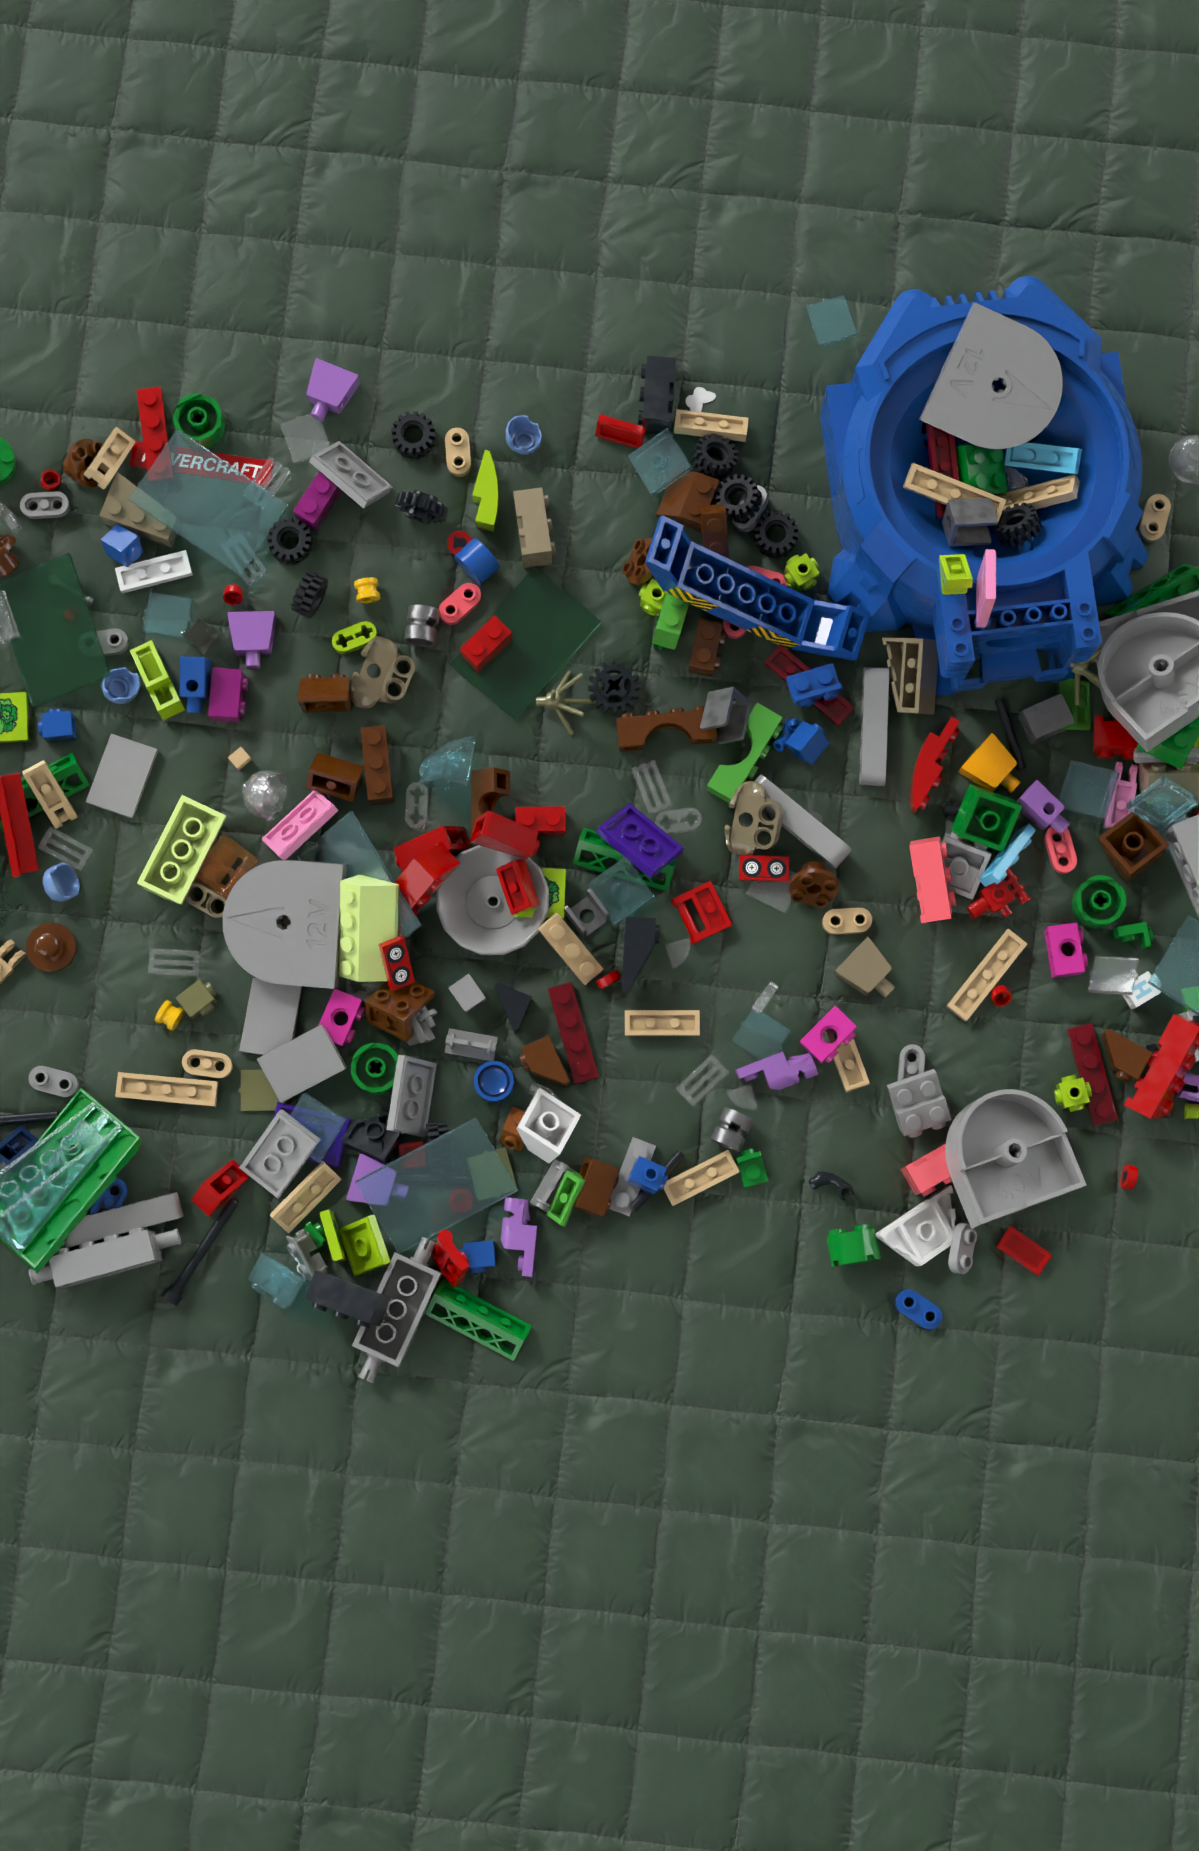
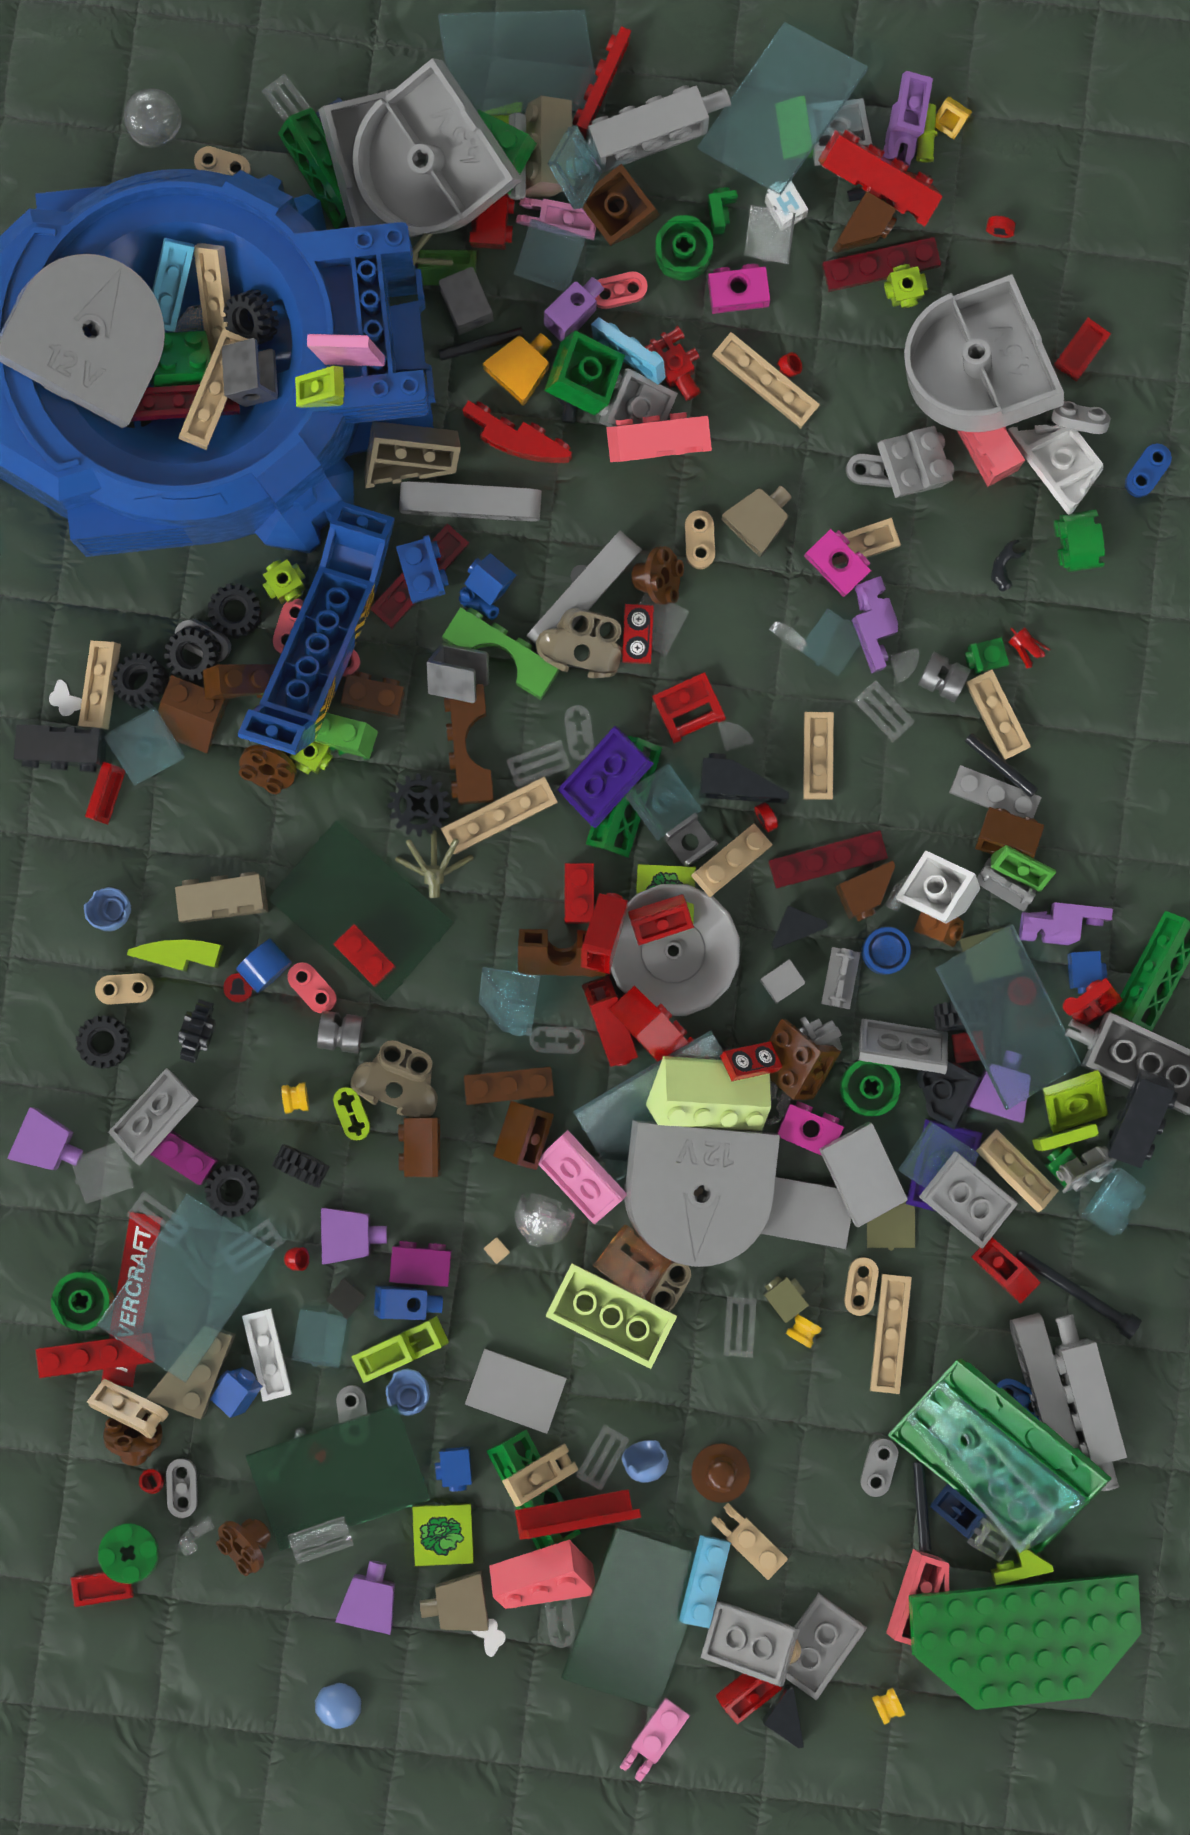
camera: 90 degrees left, 5 degrees up
(606, 755) = (500, 815): none -> tan plate
(647, 1175) = (998, 773): blue brick -> none
(760, 1203) = (1025, 640): none -> red piece

